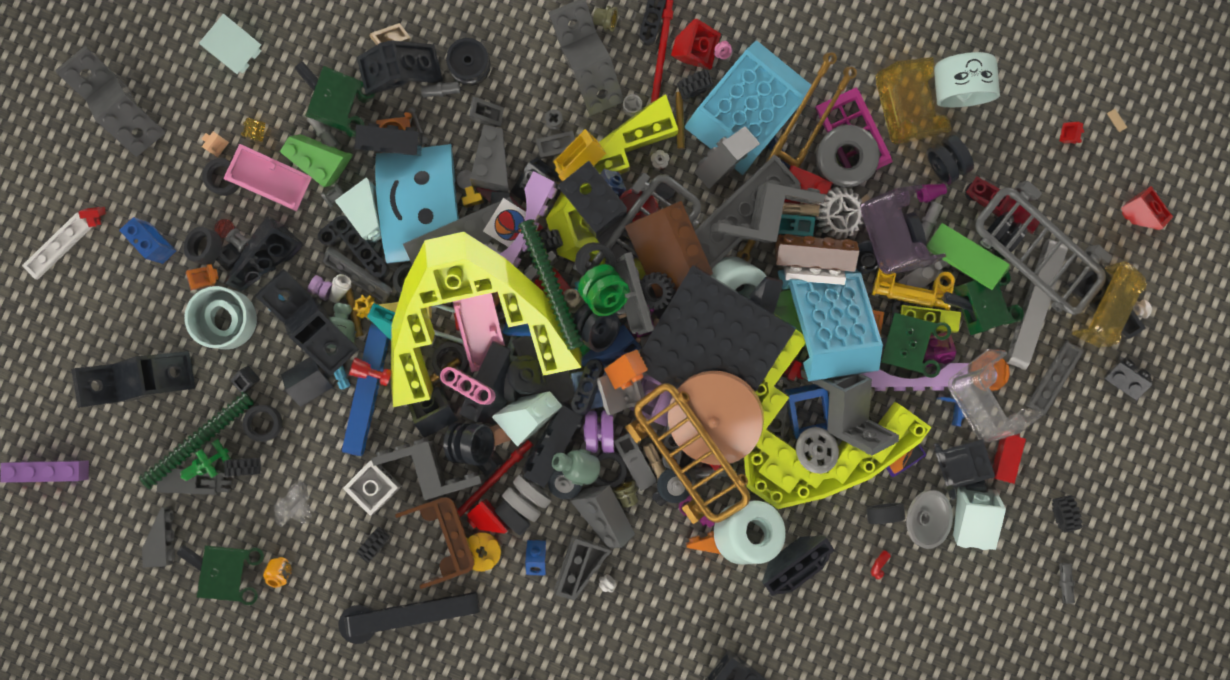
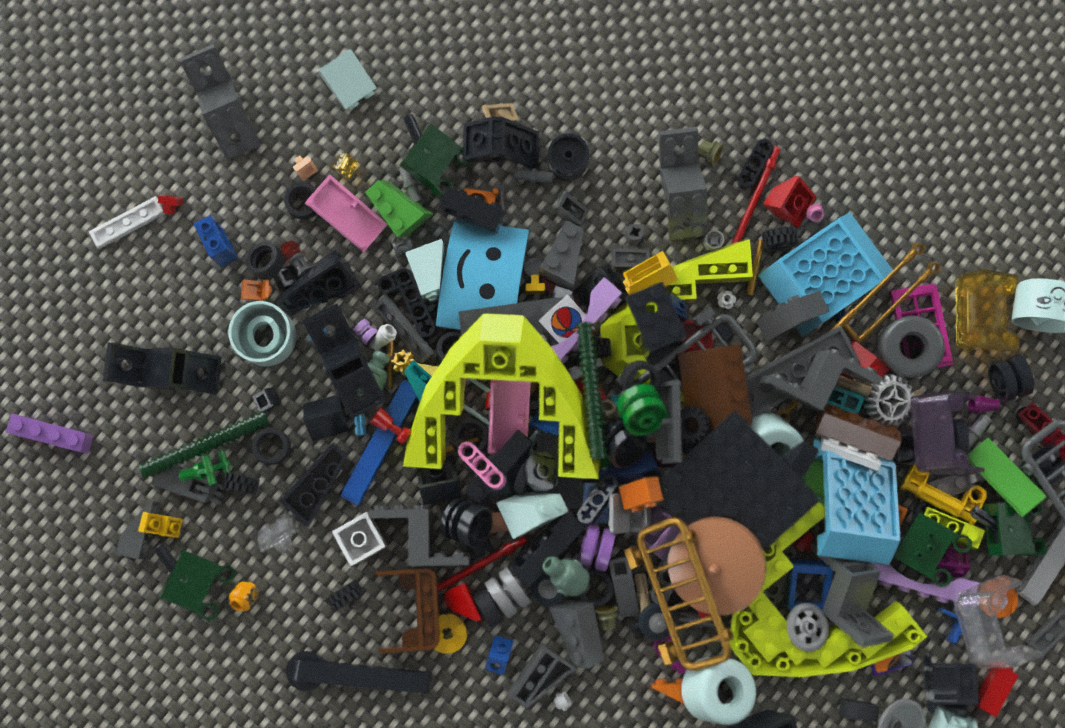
camera: 15 degrees right, 5 degrees down
(178, 527) = (160, 525): none -> yellow slope
(314, 448) = (312, 488): none -> black wedge

